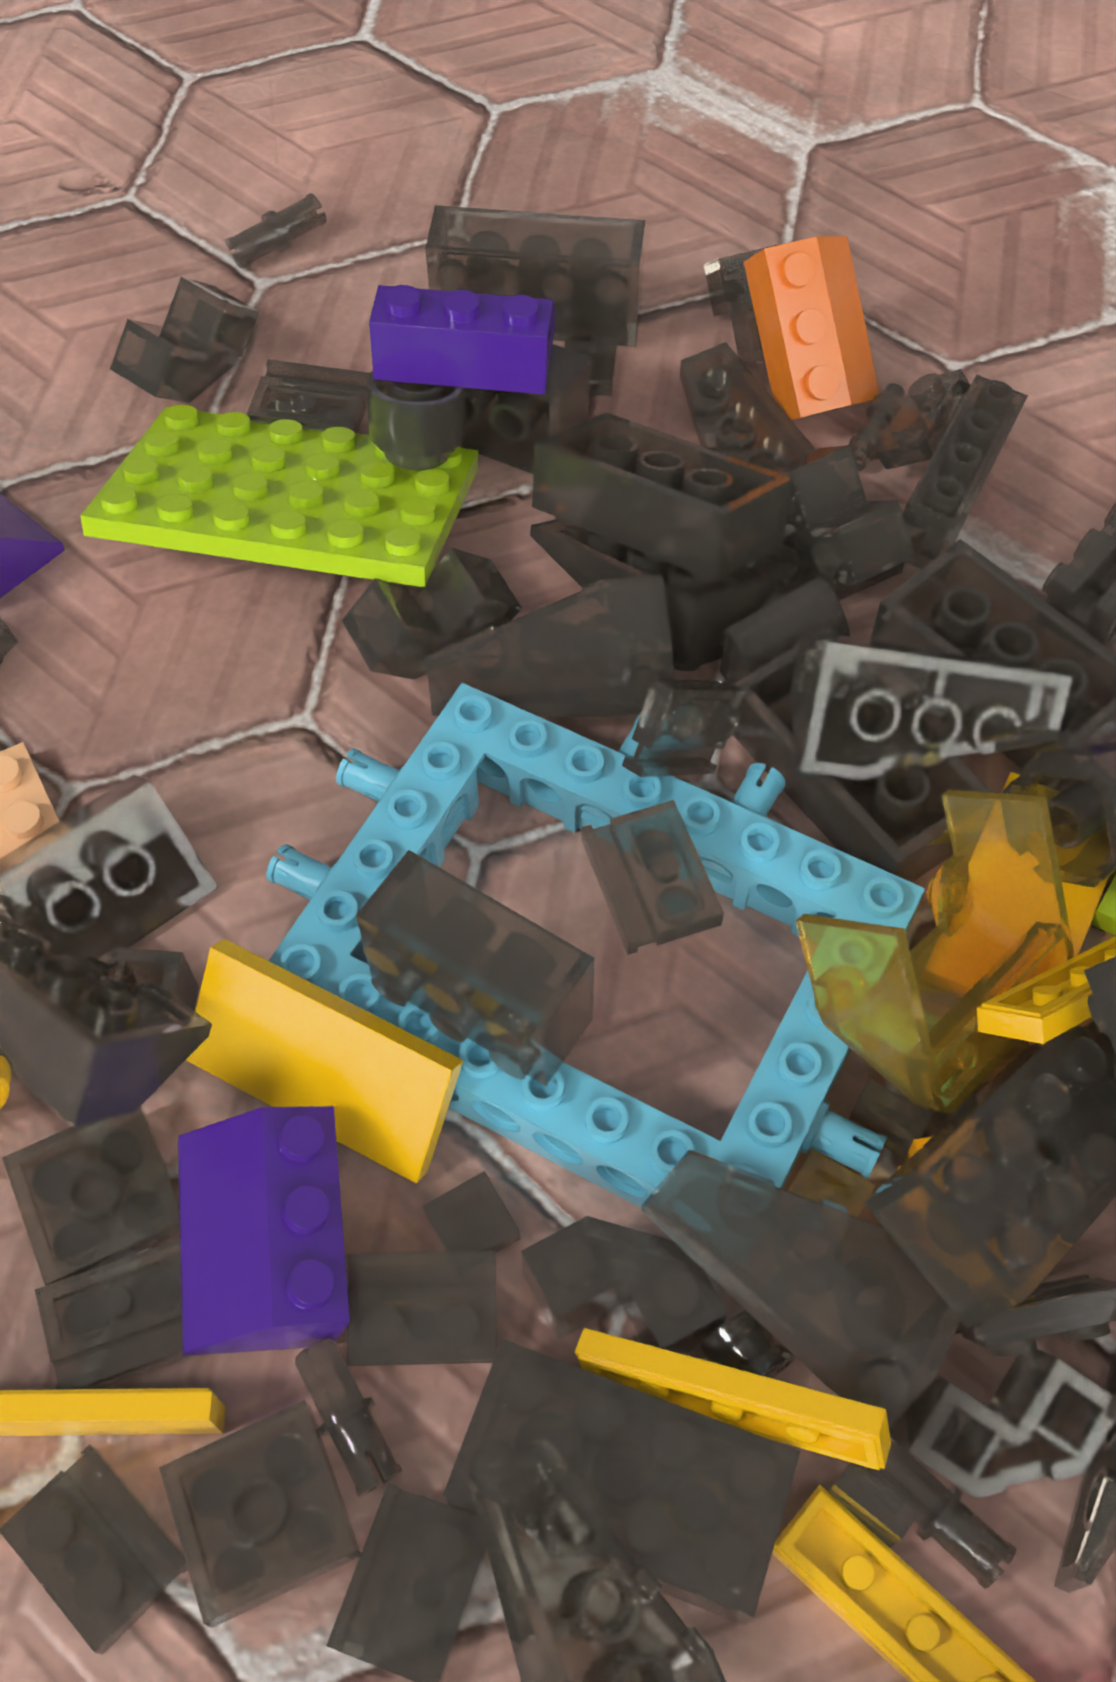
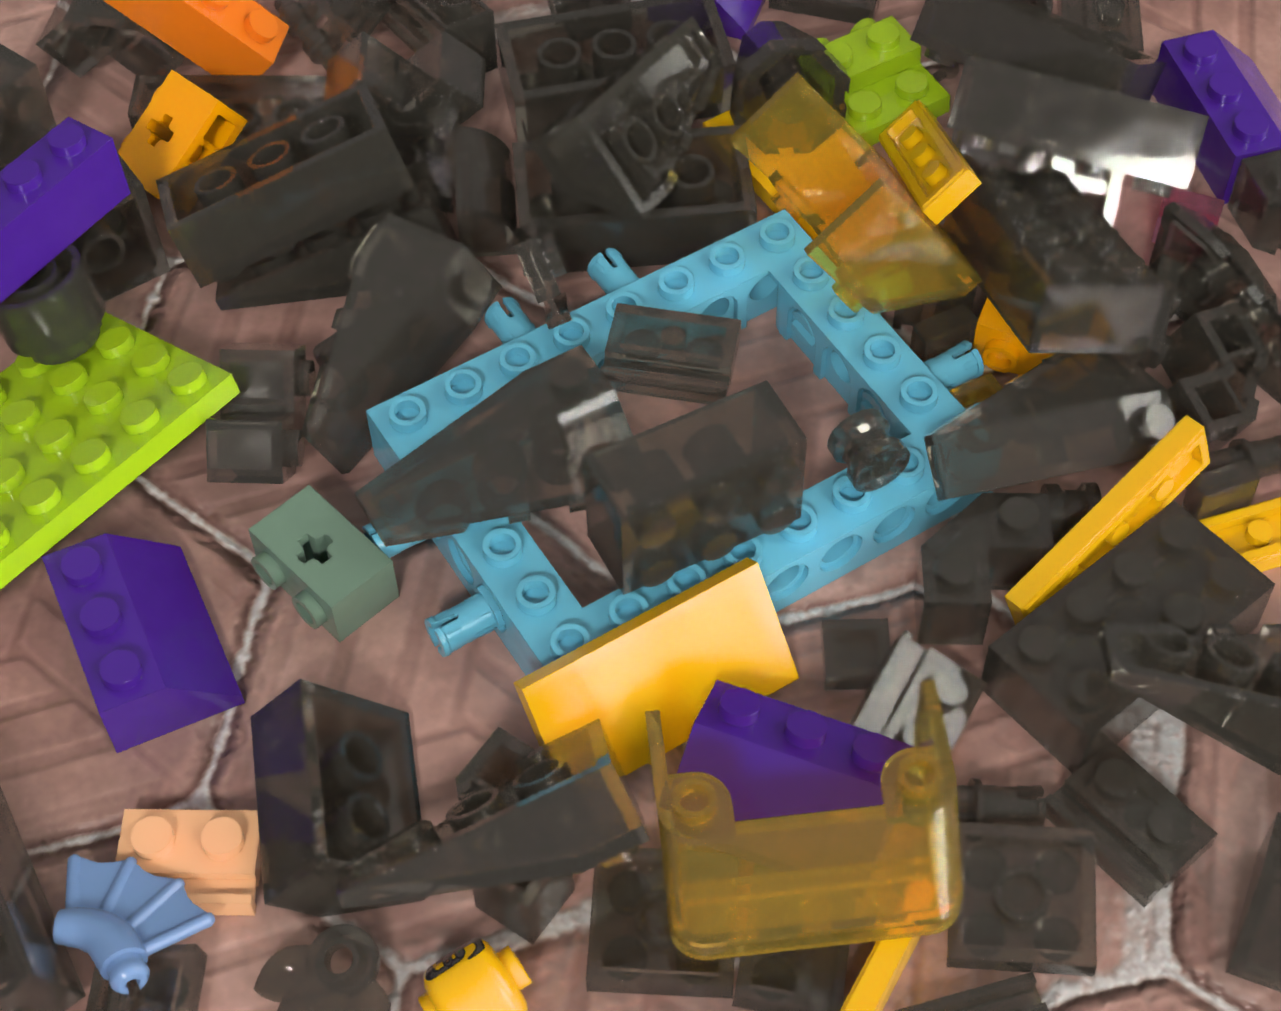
camera: 60 degrees left, 5 degrees down
(178, 661) = (141, 636): none -> dark purple slope
(178, 1370) = (816, 873): none -> clear yellow windscreen
(310, 738) = (322, 564): none -> sand green brick
(458, 807) = (503, 456): none -> clear smoke wedge
(641, 1105) = (868, 450): none -> clear smoke wheel
(673, 396) = (177, 131): none -> light orange brick

